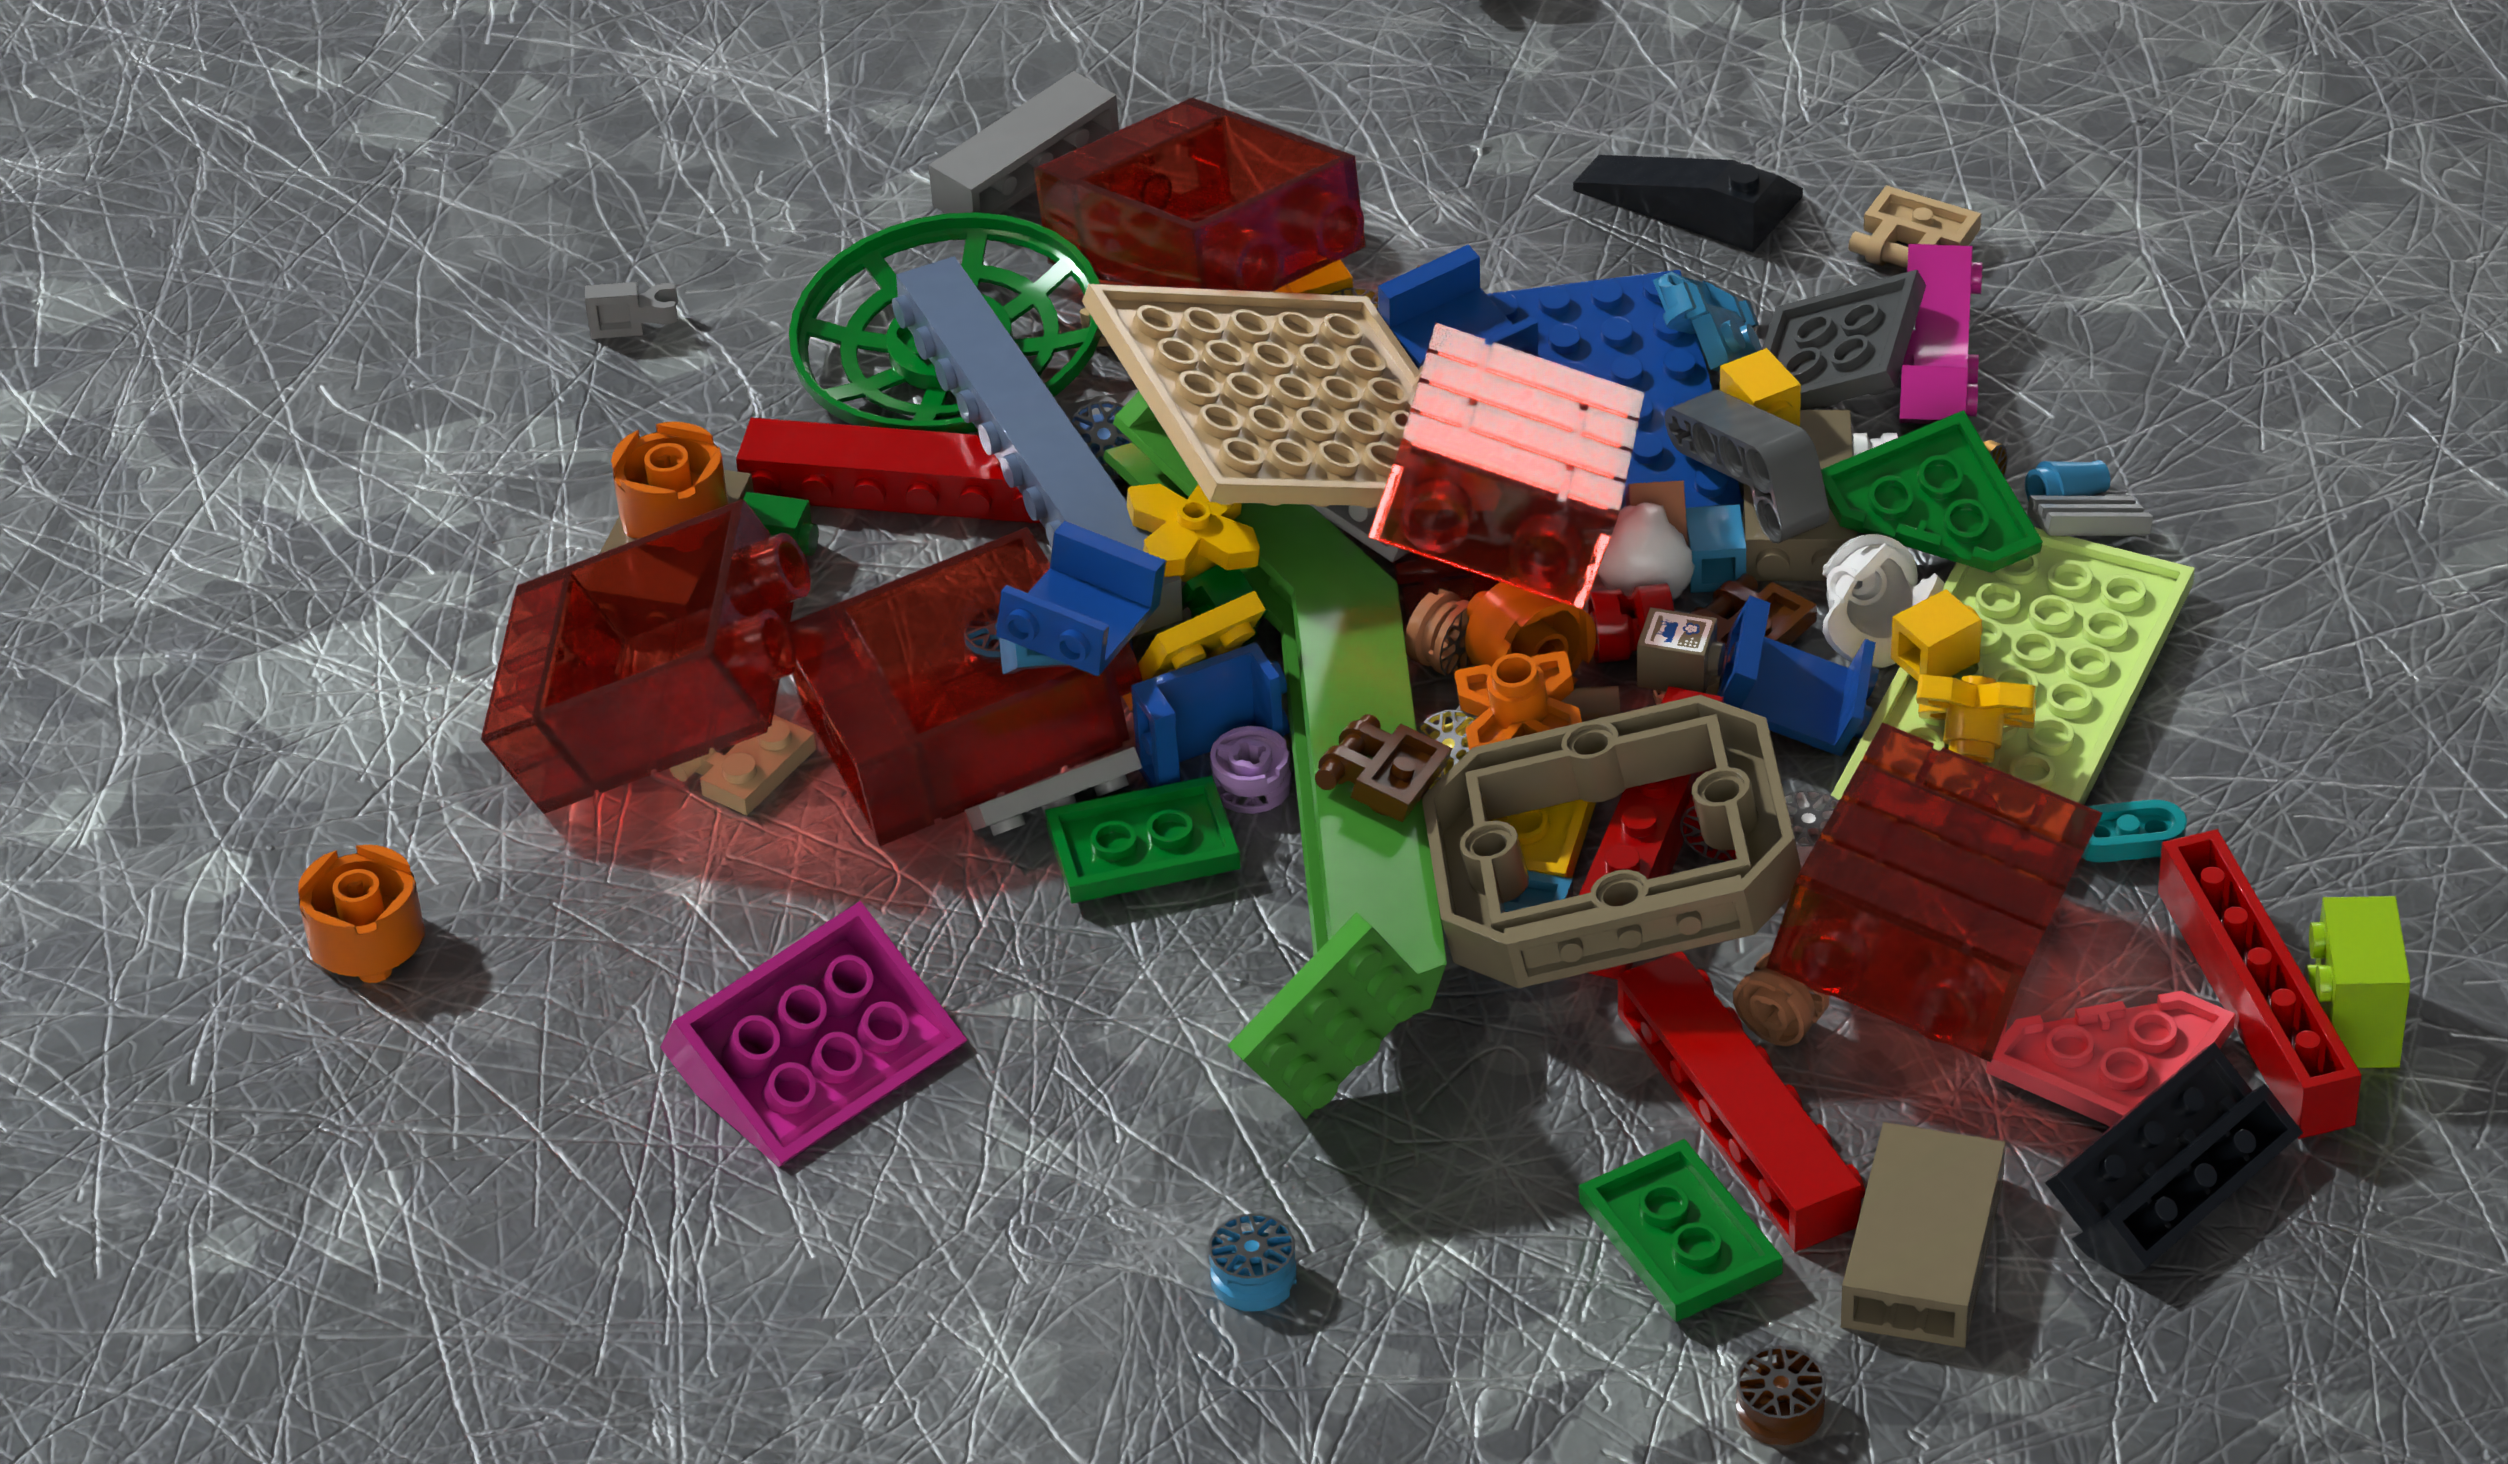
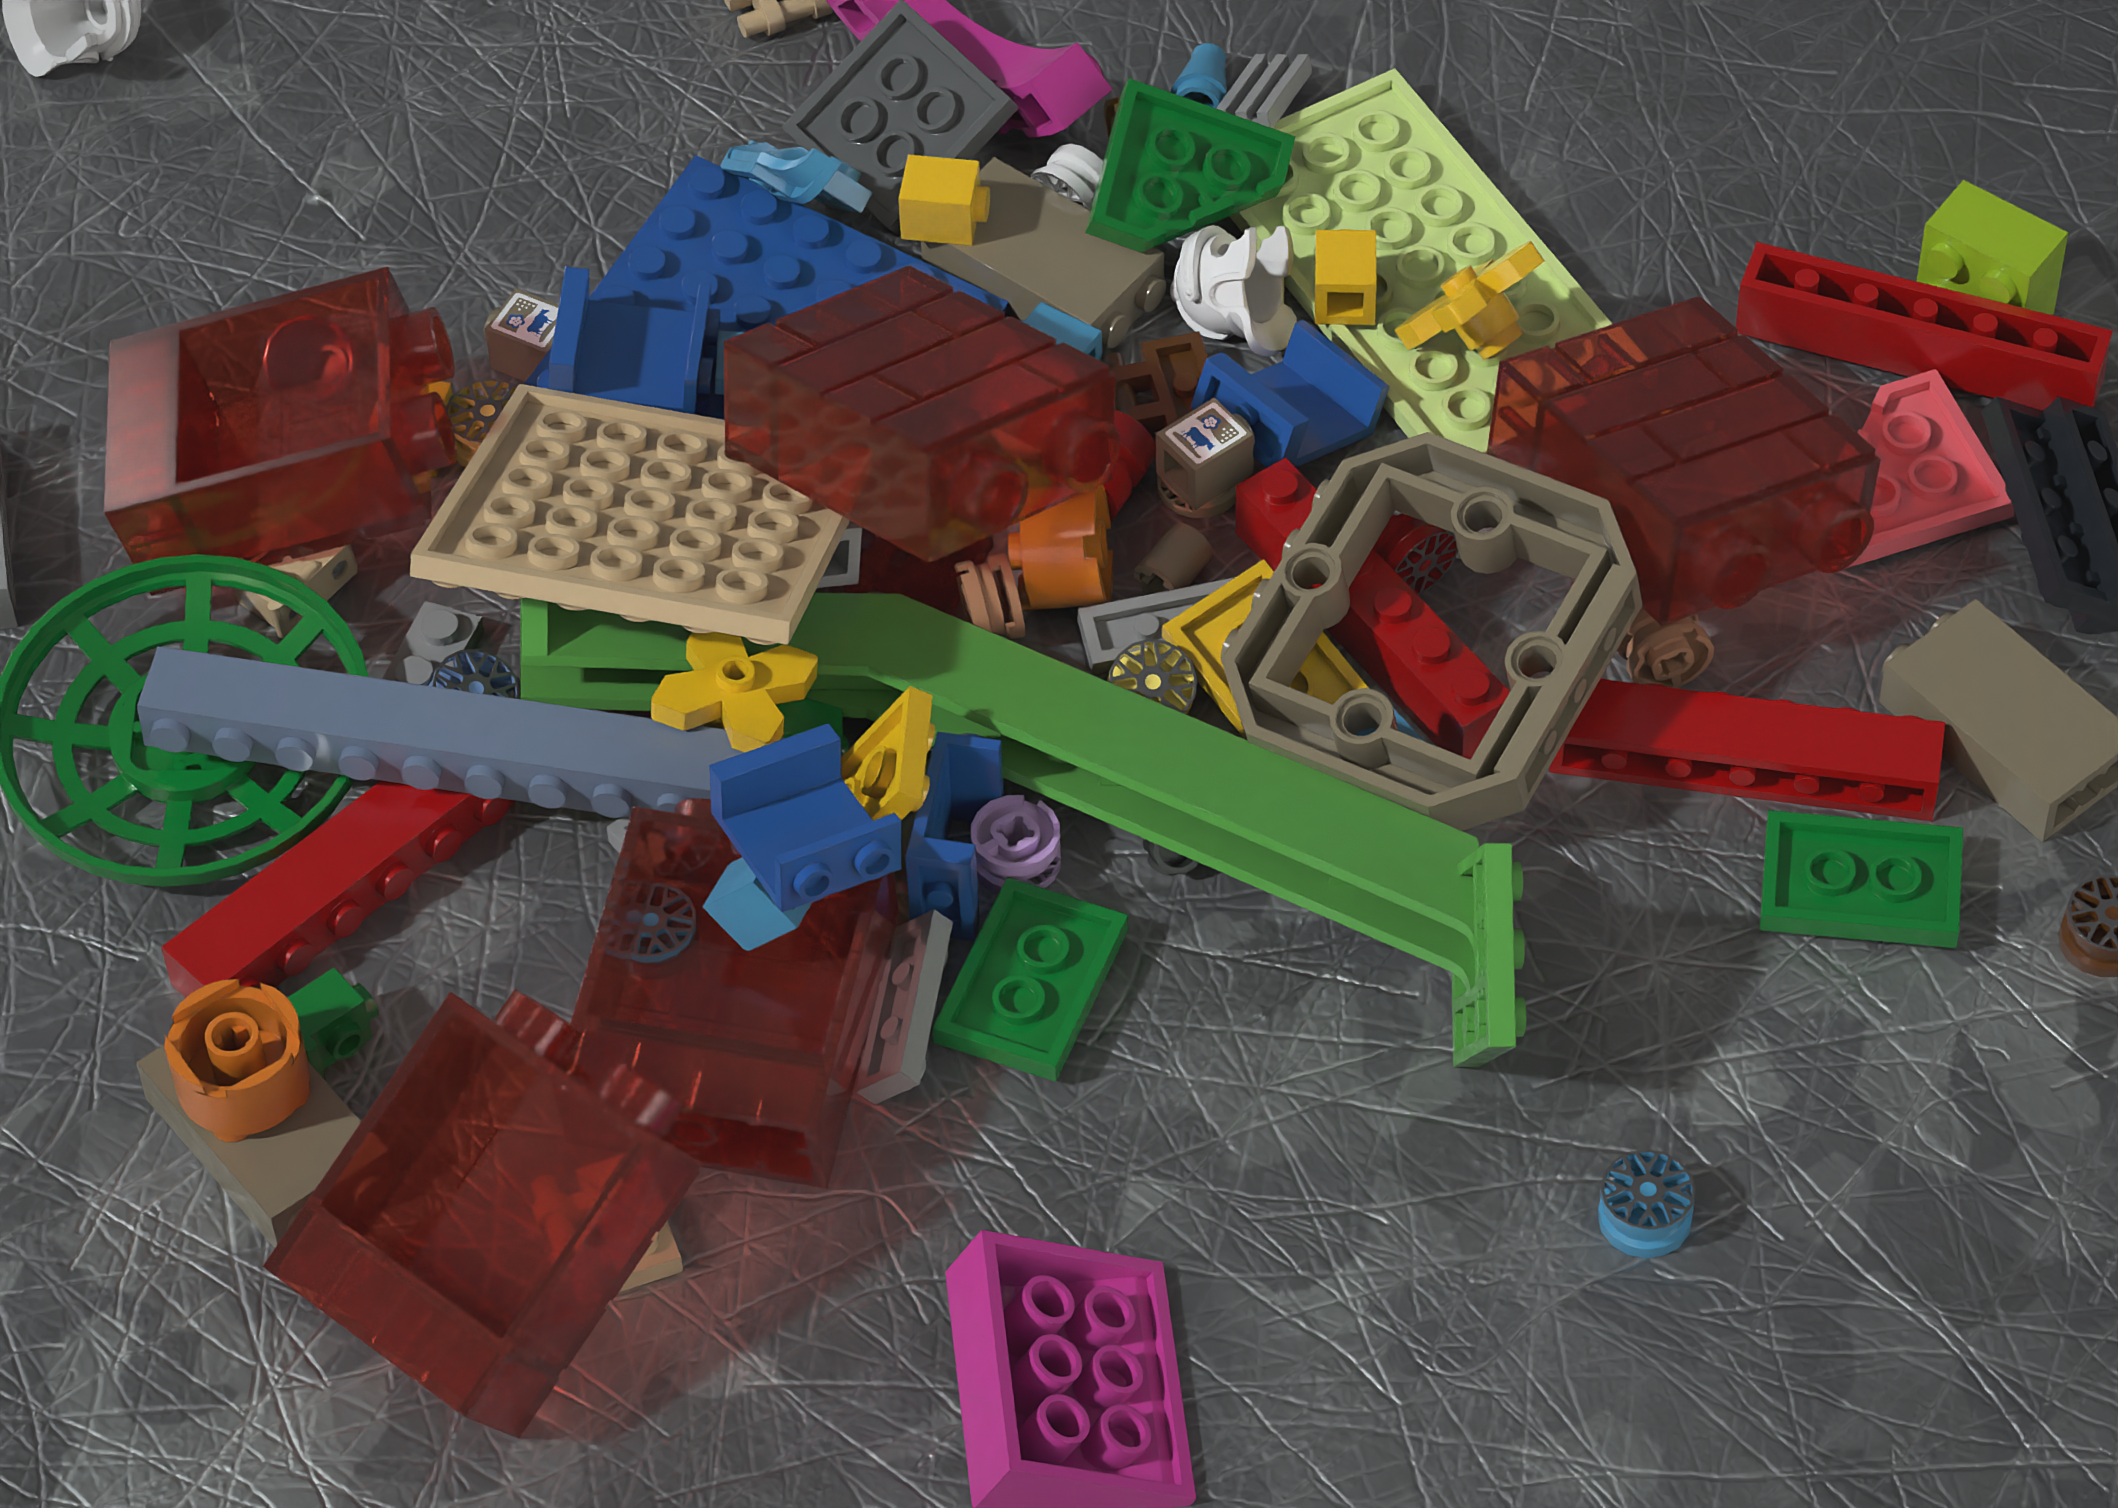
camera: 55 degrees left, 10 degrees up
(1397, 775) = (1209, 733): reddish brown plate -> none
(1516, 696) = (1185, 597): orange plant -> none
(1700, 195) = (565, 89): black wedge -> none
(1758, 451) = (1024, 242): dark grey beam -> none
(2135, 830) = (1653, 282): teal plate -> none

